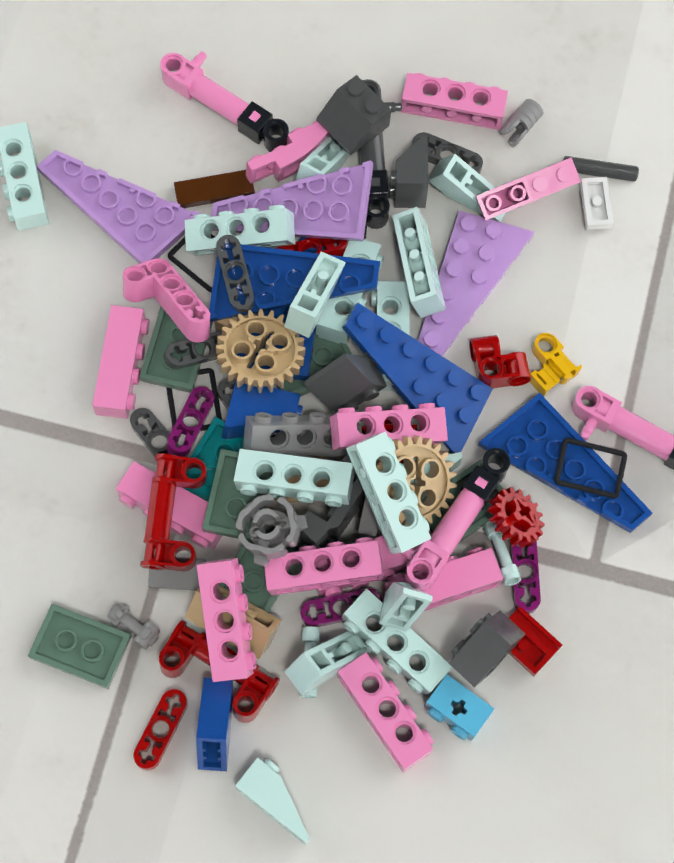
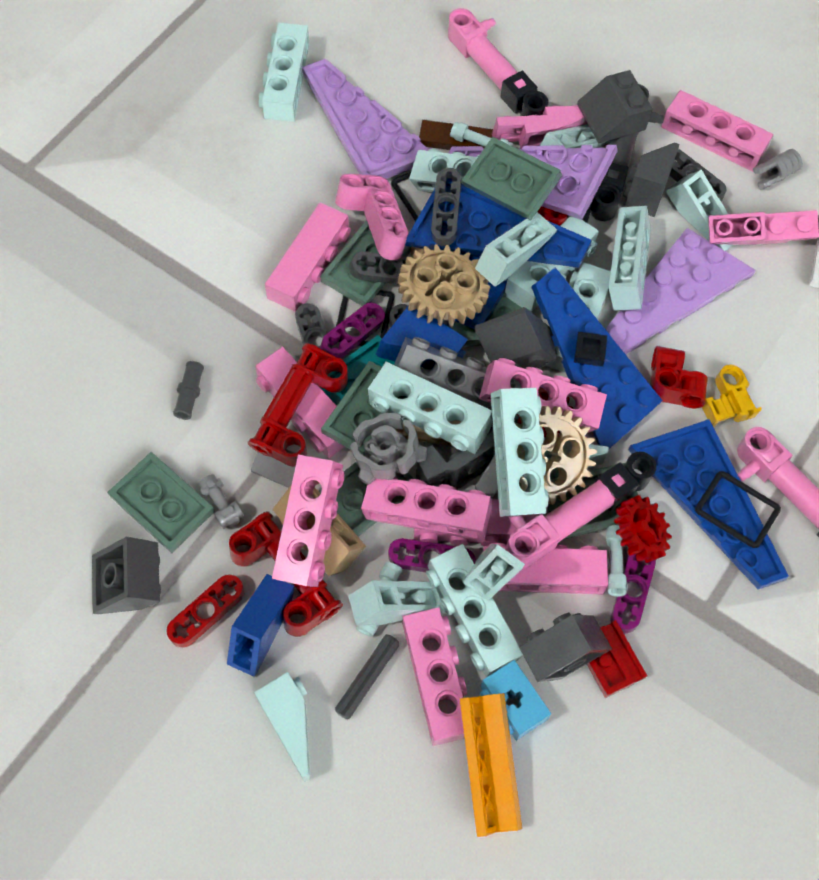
camera: 20 degrees right, 5 degrees down
(60, 532) = (188, 390): none -> dark grey pin
(77, 726) = (125, 576): none -> dark grey slope
(216, 185) = (460, 132): none -> light aqua bar
(287, 227) = (512, 178): none -> sand green plate
(325, 734) = (367, 676): none -> dark grey axle
(415, 368) = (590, 349): none -> black plate
(459, 770) = (490, 764): none -> light orange fence

